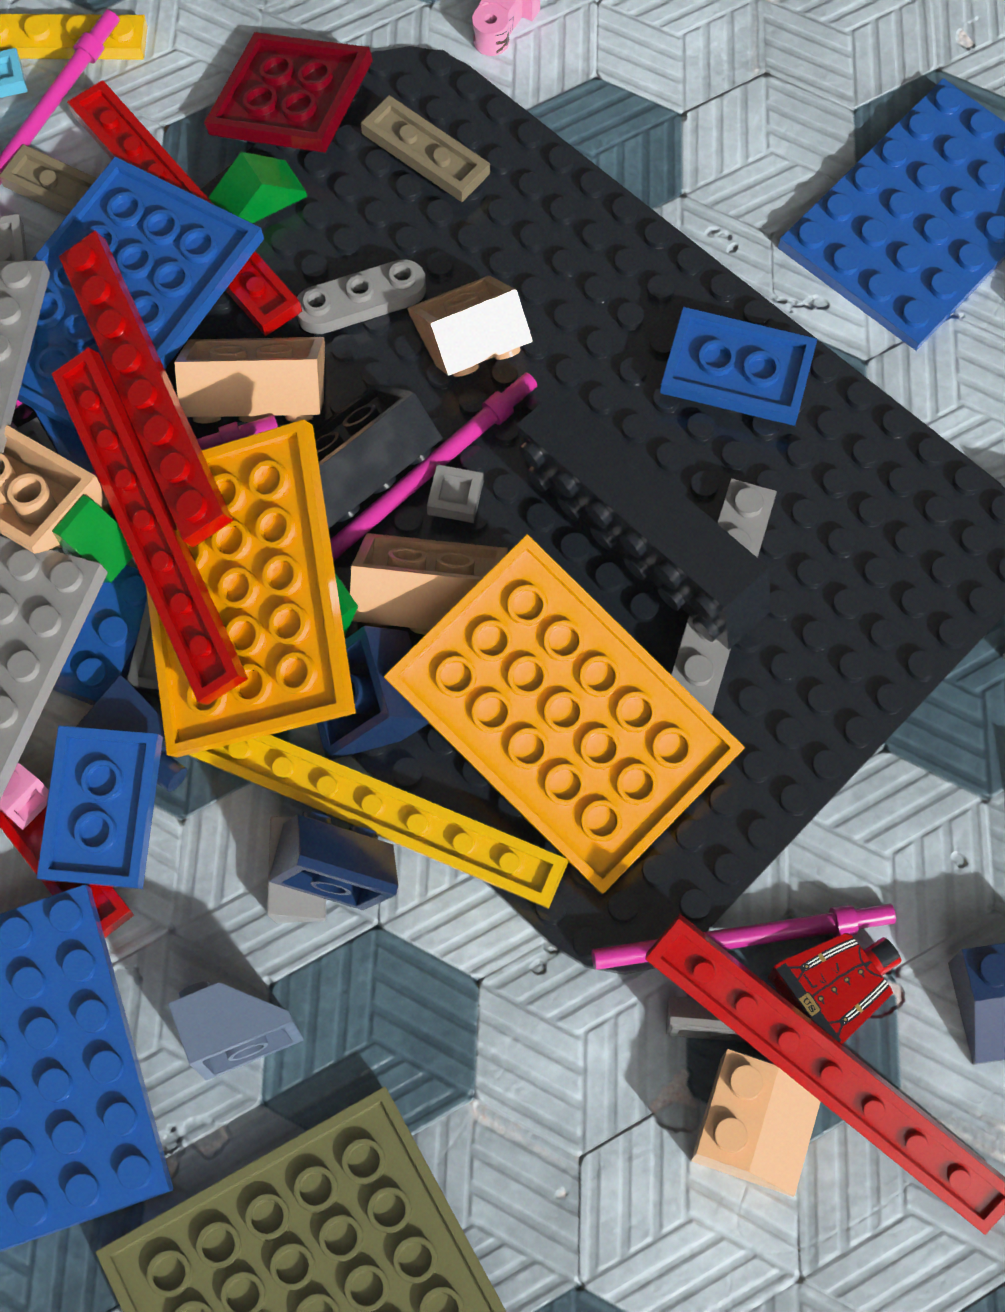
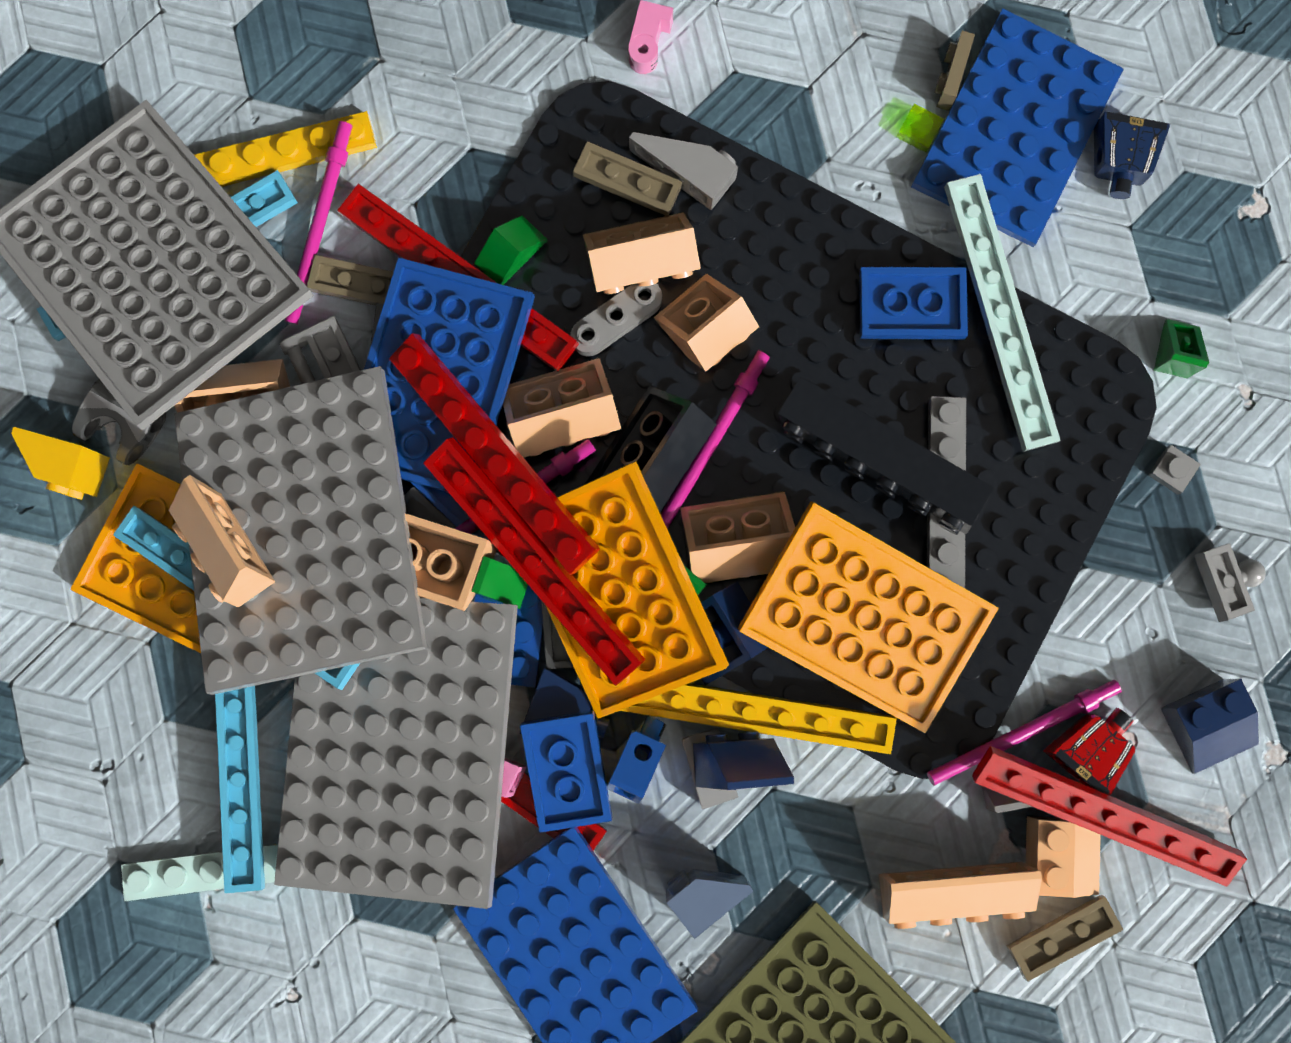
camera: 15 degrees left, 15 degrees up
(199, 830) = (631, 774): none -> blue torso
(289, 91) = (506, 154): dark red plate -> none
(411, 226) = (642, 253): none -> light nougat slope
(455, 493) = (736, 462): light grey plate -> none
(519, 157) = (700, 167): none -> light grey slope
(589, 1127) = (959, 893): none -> light nougat slope
(727, 1240) = (1064, 937): none -> dark tan plate
(805, 183) = (920, 128): none -> clear neon green plate
(850, 409) = (1002, 313): none -> light aqua plate
(871, 119) = (957, 57): none -> dark tan plate

